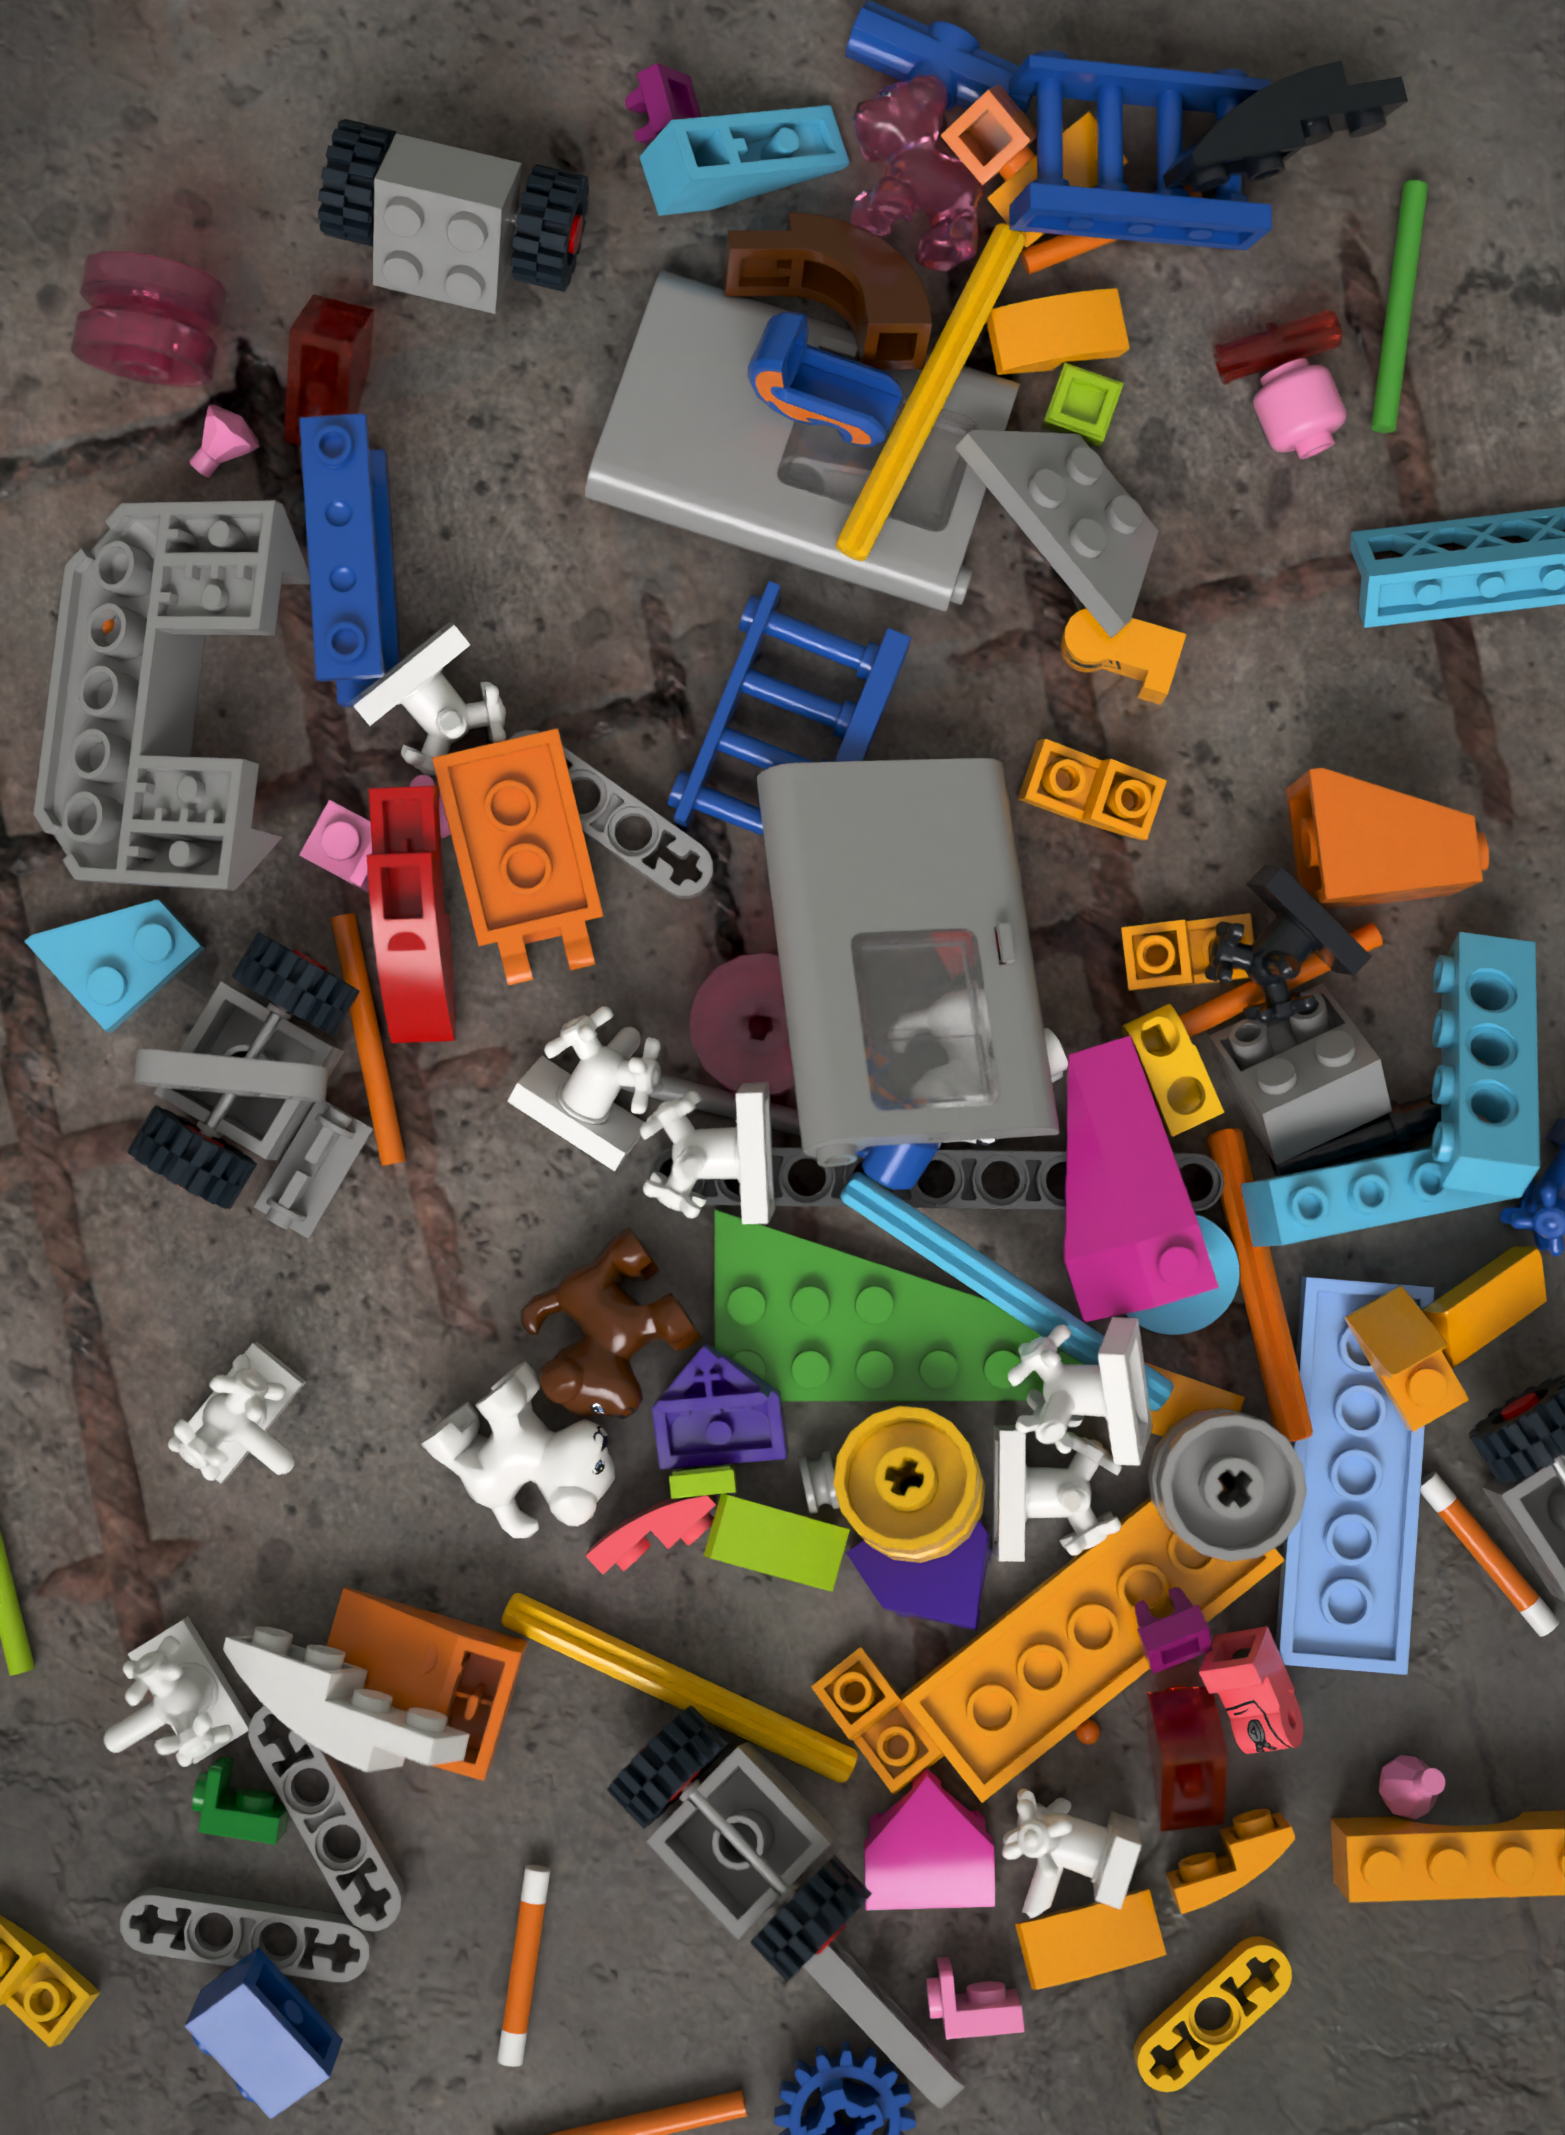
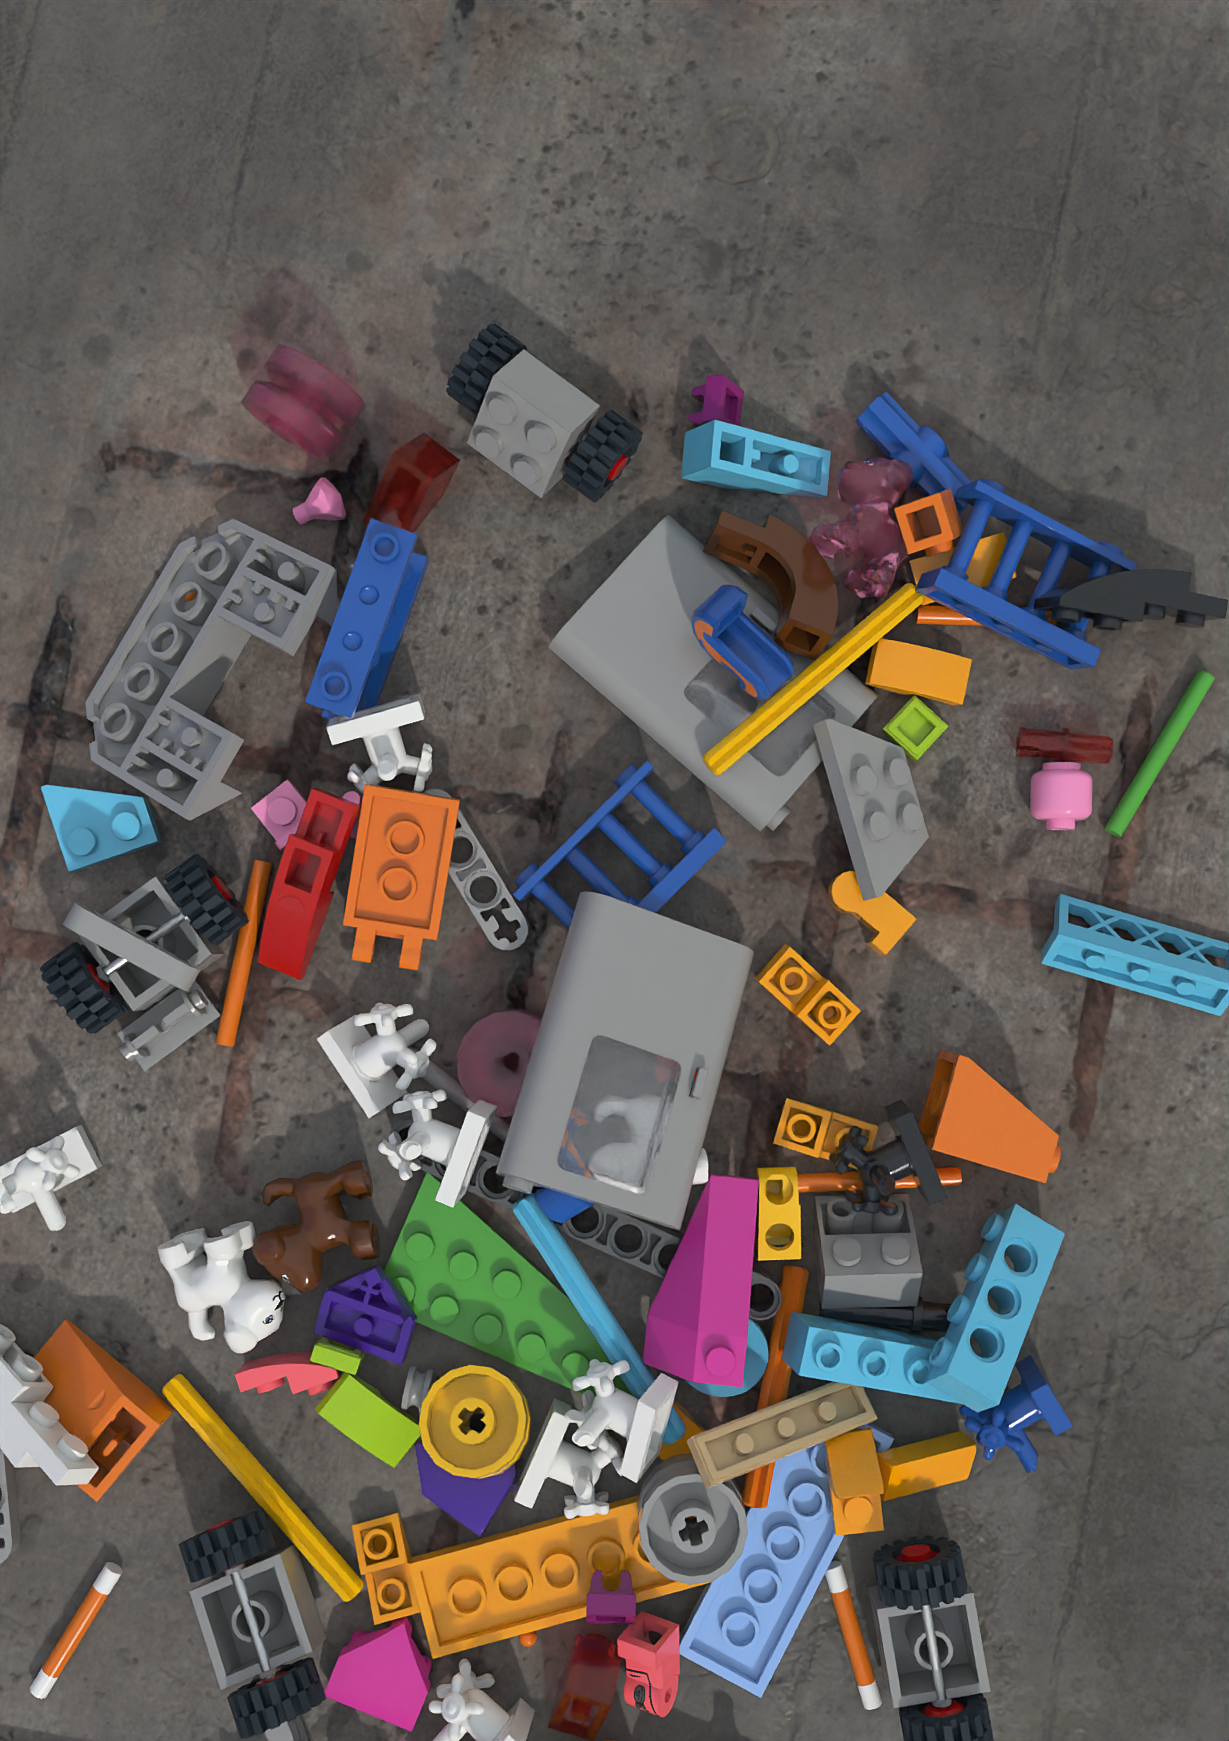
camera: 20 degrees right, 0 degrees up
(1289, 1328) = (779, 1431): none -> tan tile

